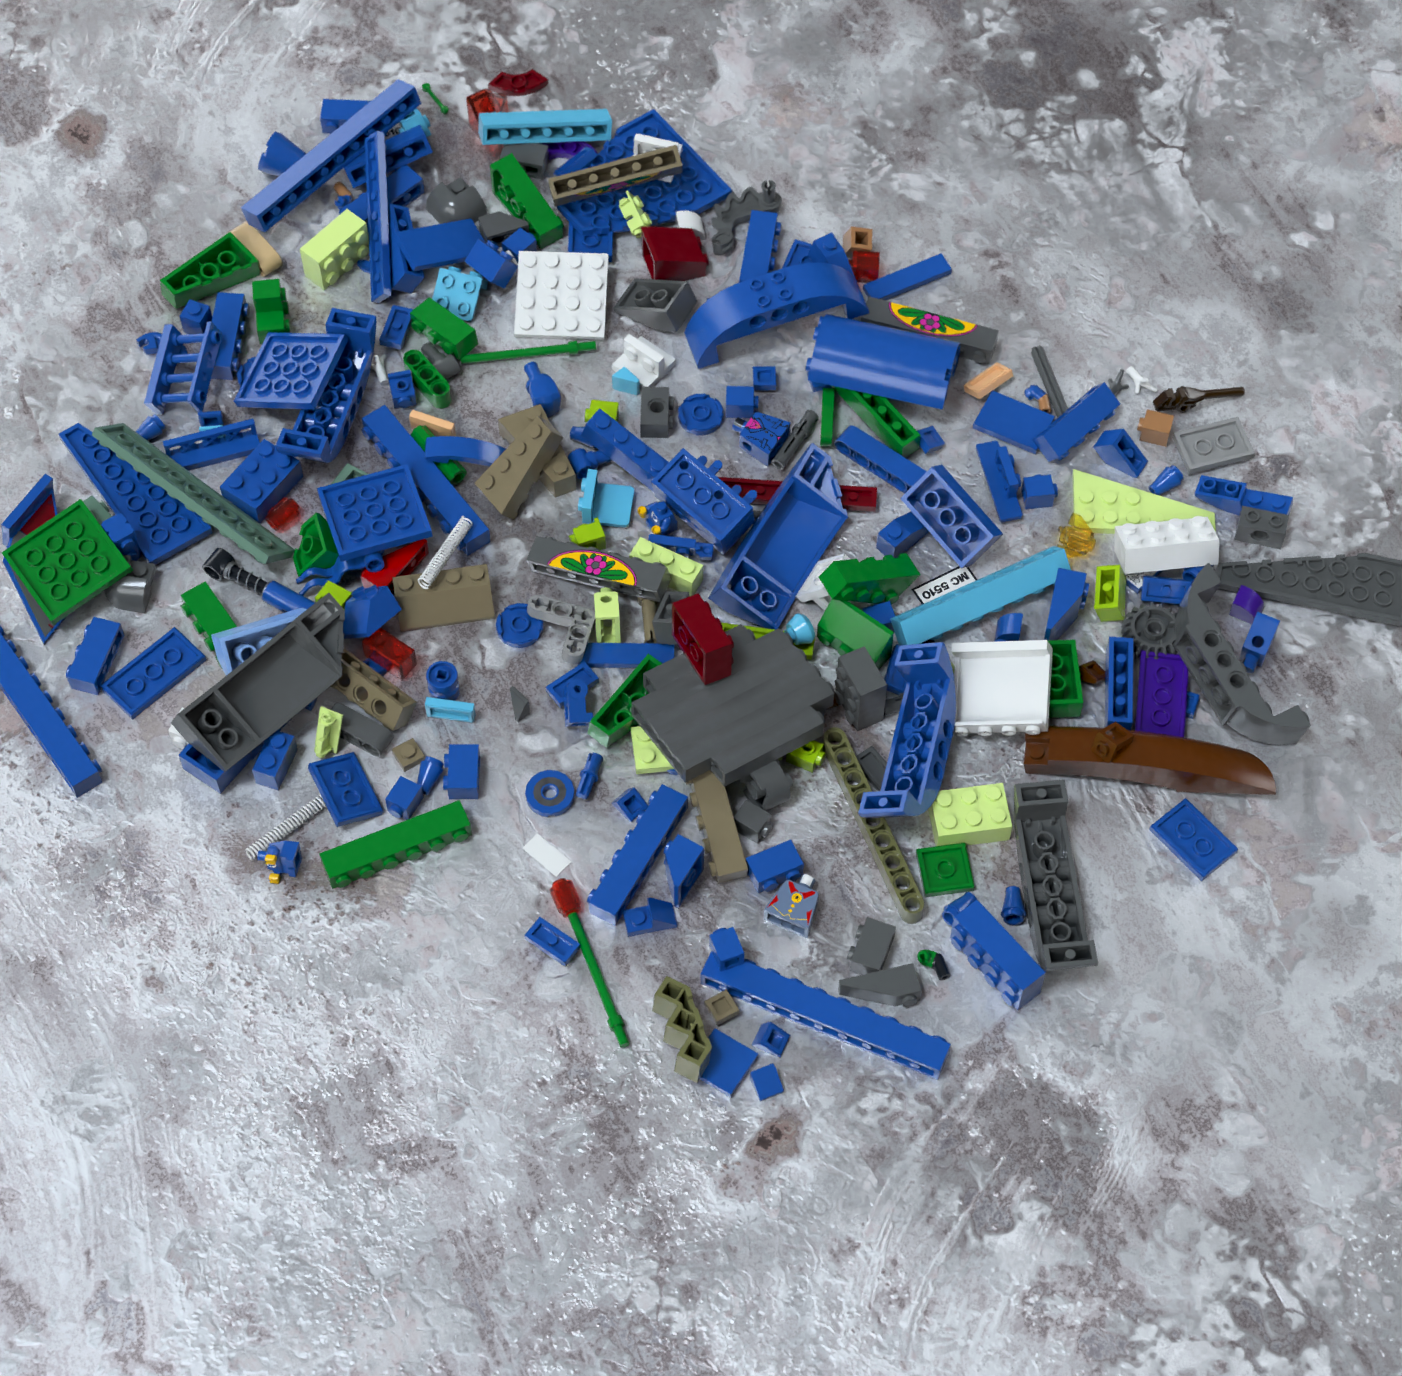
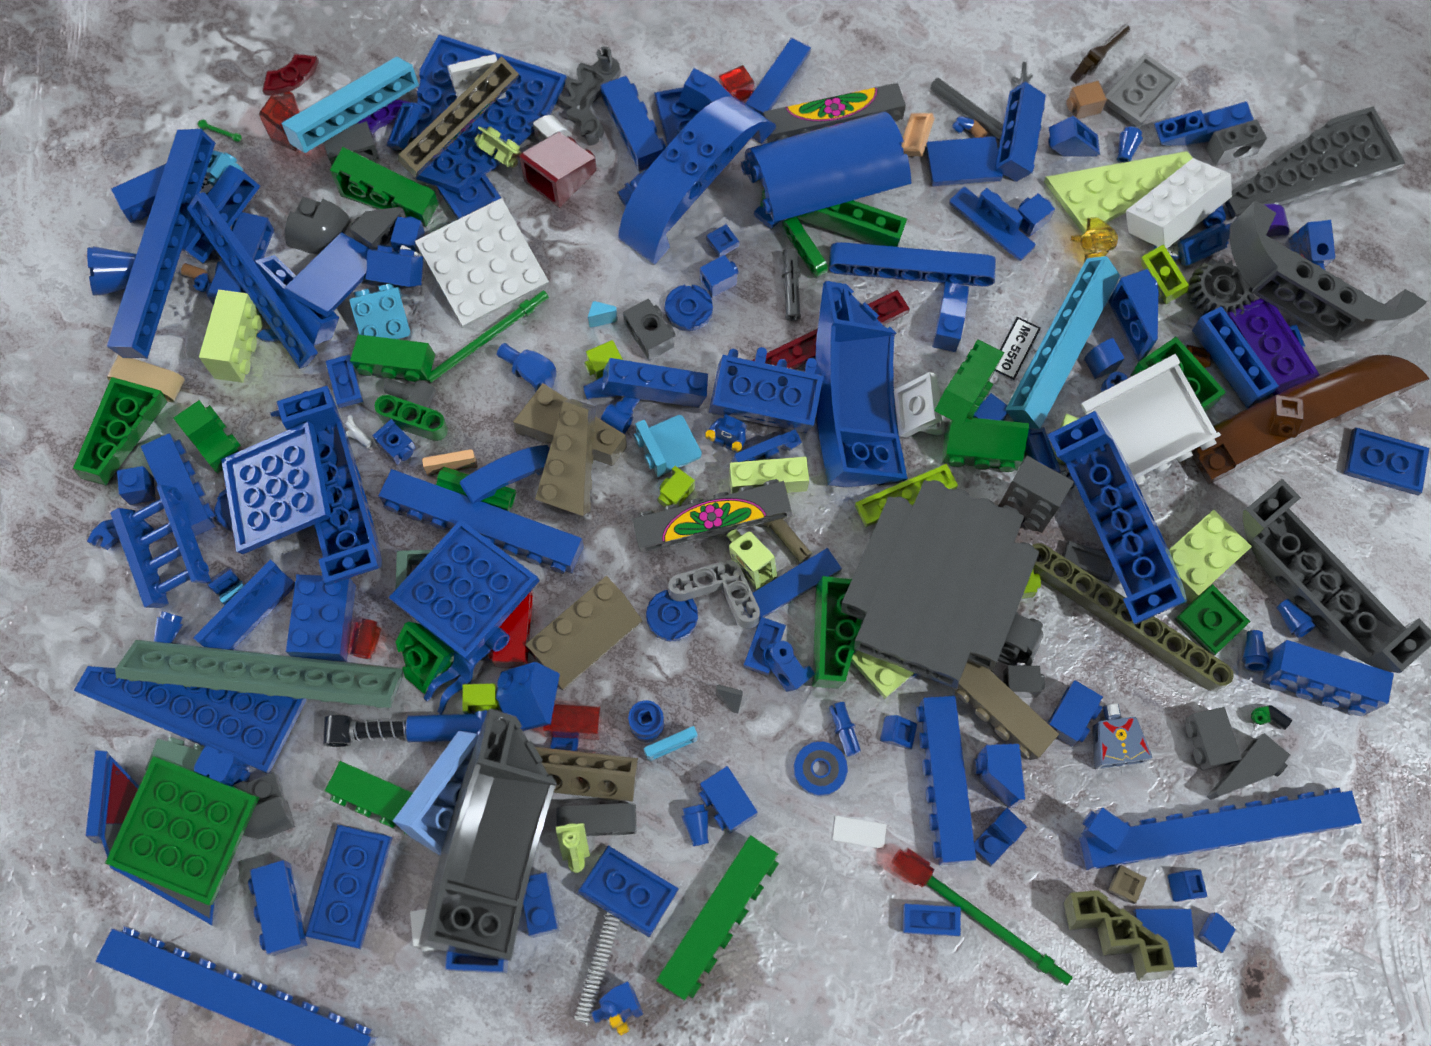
camera: 35 degrees left, 10 degrees up
(404, 798) = (692, 865): blue brick -> none
(408, 754) = (661, 813): dark tan plate -> none
(449, 548) = (561, 626): white piece -> none
(644, 361) = (602, 284): white bracket -> none
(657, 303) = (574, 221): dark grey slope -> none
(663, 618) = (814, 524): dark grey brick -> none
(702, 638) = (881, 538): dark red brick -> none
(762, 436) = (761, 298): blue torso -> none
(800, 630) = (937, 467): medium azure cone -> none
(857, 240) = (716, 63): medium nougat brick -> none
(930, 440) = (913, 217): blue plate -> none
(951, 516) = (991, 281): blue brick -> none
(1139, 380) = (1039, 65): white bar -> none

